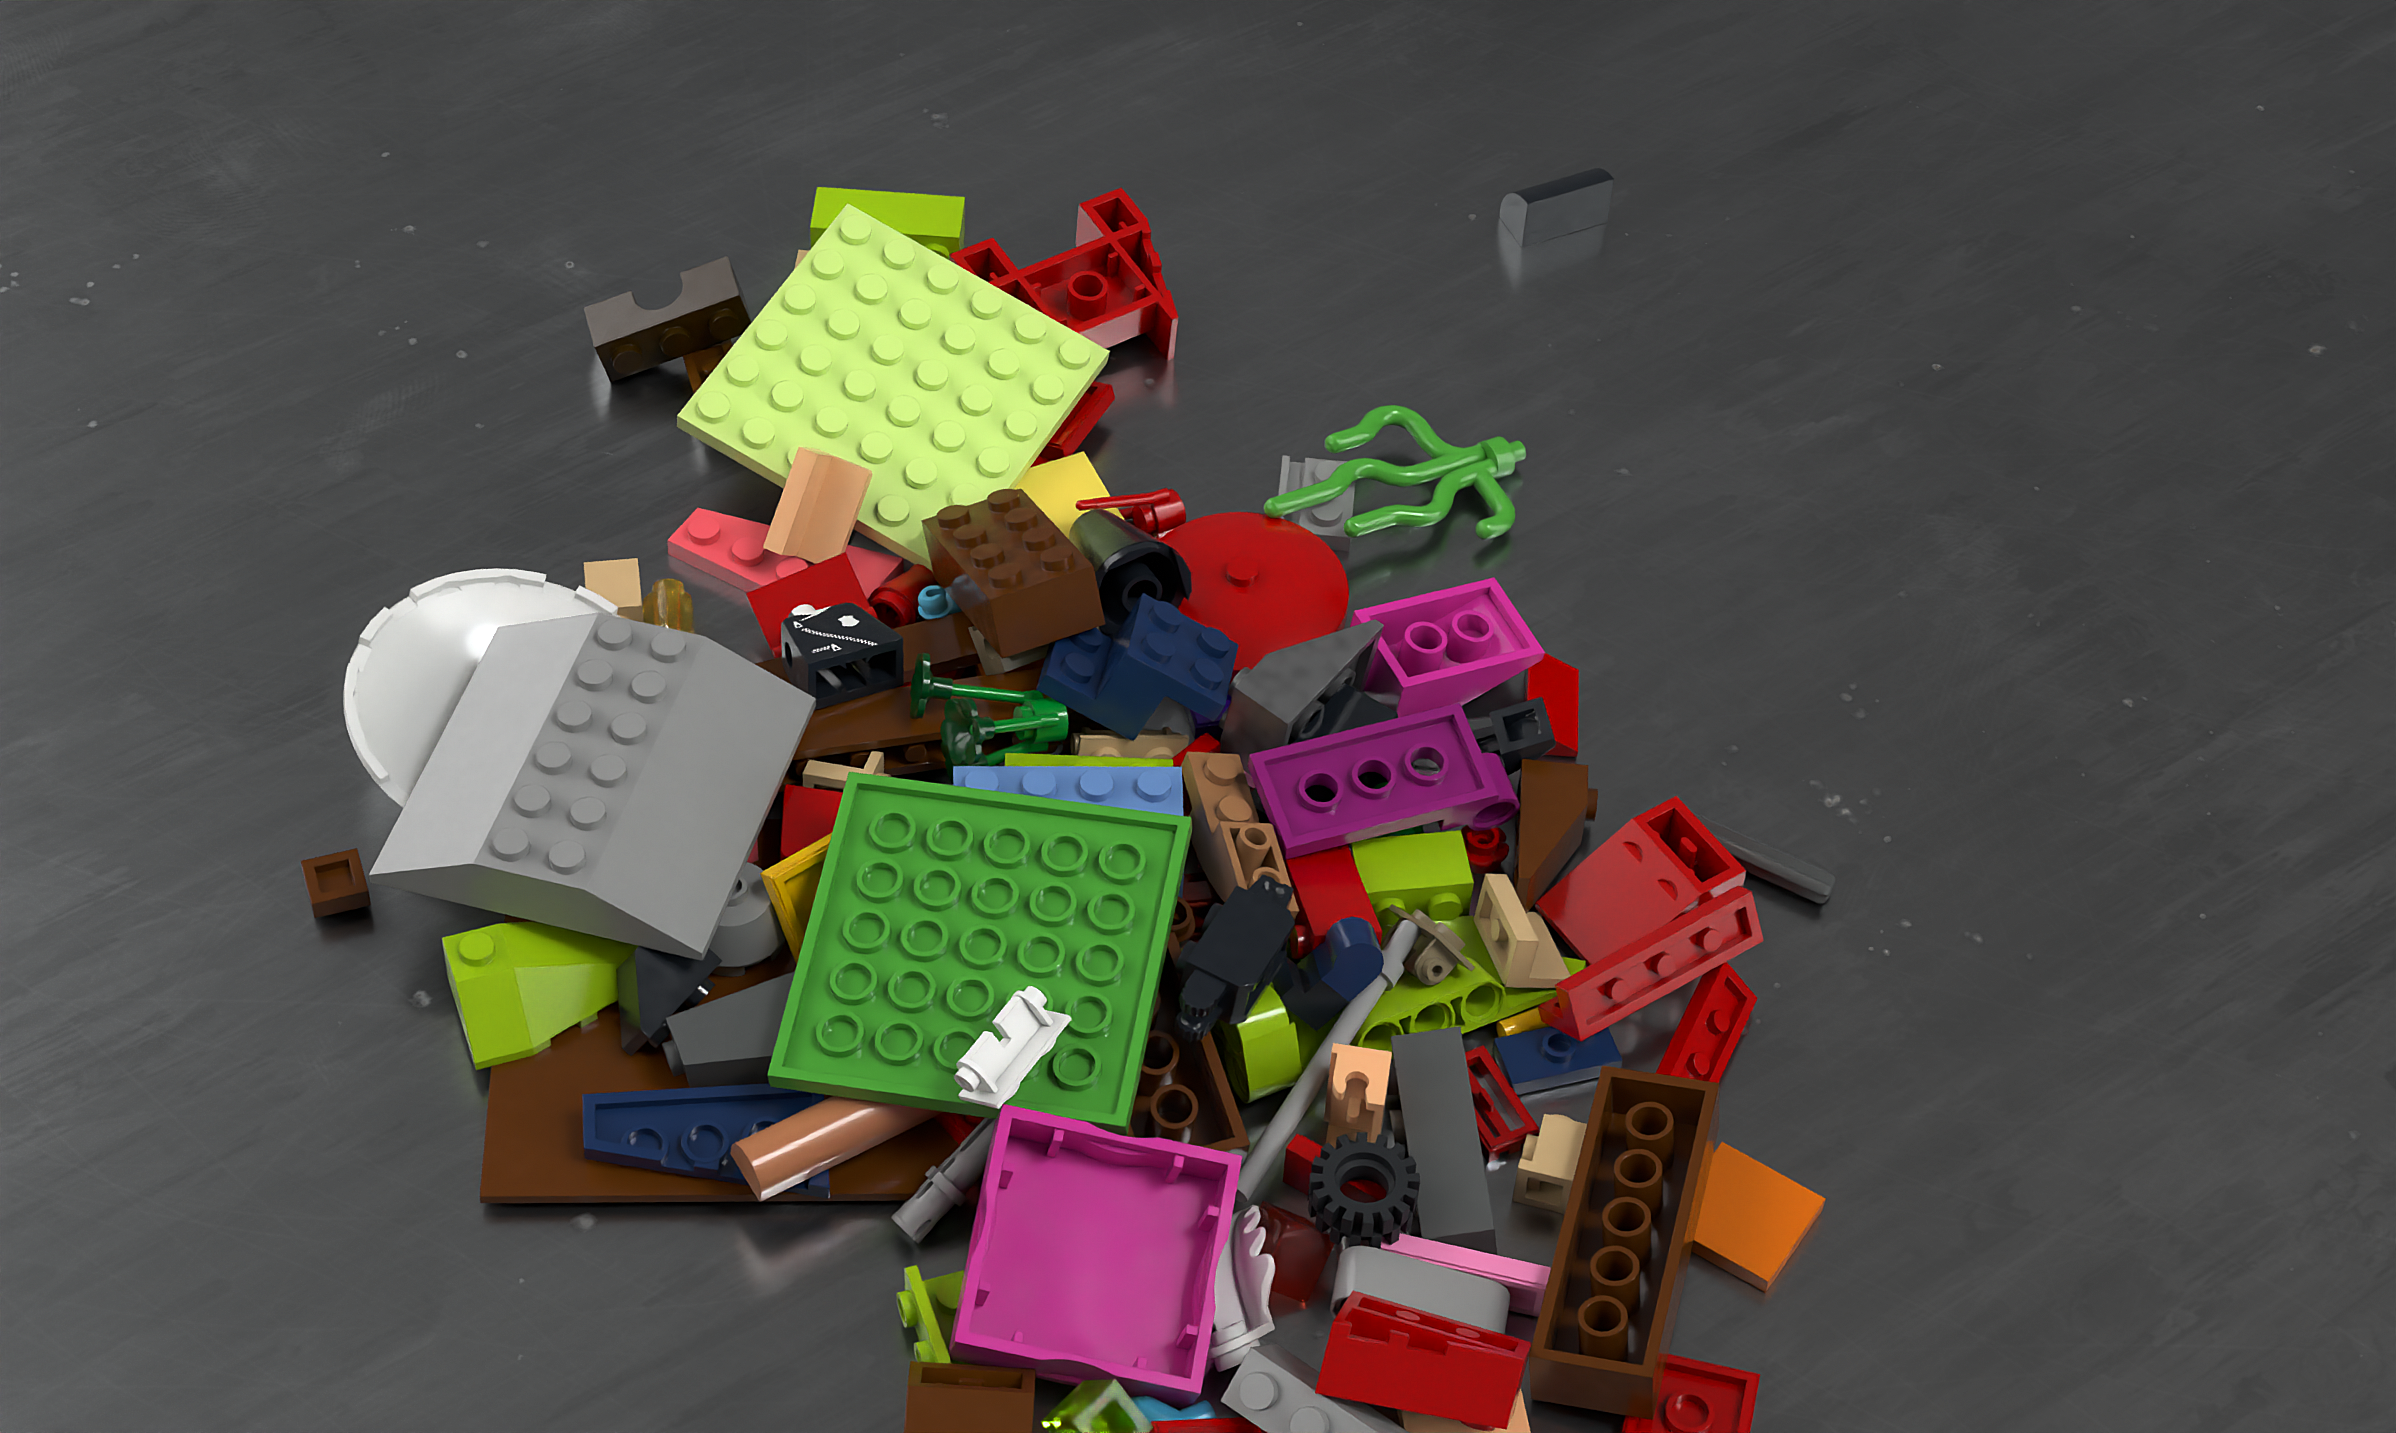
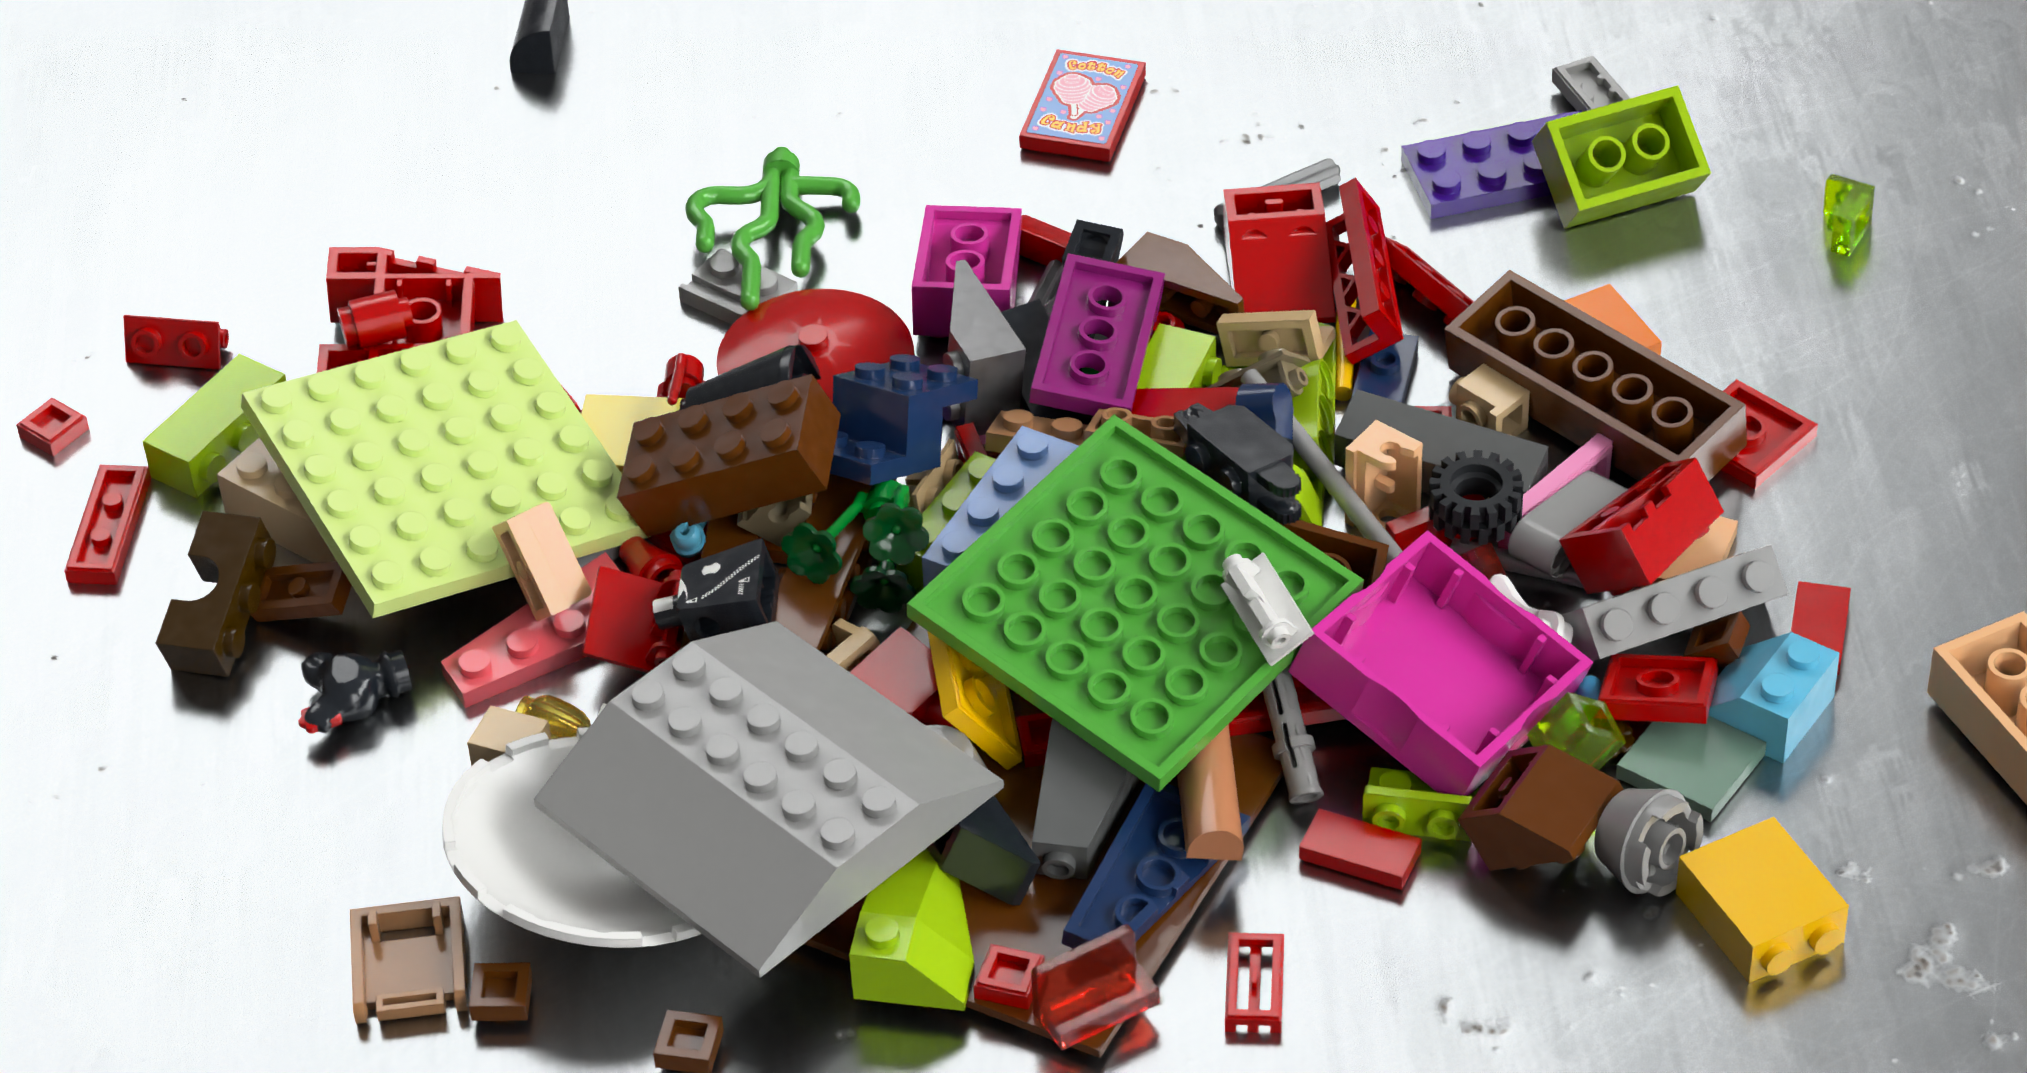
camera: 55 degrees left, 5 degrees down
(315, 646) = (412, 973): none -> medium nougat container
(323, 726) = (500, 991): none -> reddish brown plate
(528, 1084) = (1007, 976): none -> red tile
(533, 1153) = (1092, 988): none -> clear red panel
(627, 462) = (350, 686): none -> black animal
(647, 1295) = (1254, 1016): none -> tile
(737, 221) = (107, 524): none -> tile
(831, 133) = (52, 426): none -> tile
(865, 1305) = (1360, 848): none -> tile
(977, 156) = (174, 341): none -> red hinge
(1032, 254) = (375, 319): none -> red brick
(1771, 647) = (1082, 105): none -> tile
(1955, 1036) = (1478, 168): none -> plate
(2000, 1121) = (1621, 156): none -> lime brick
(2097, 1385) = (1848, 212): none -> clear neon green bracket
(2119, 1069) = (1587, 84): none -> light grey plate

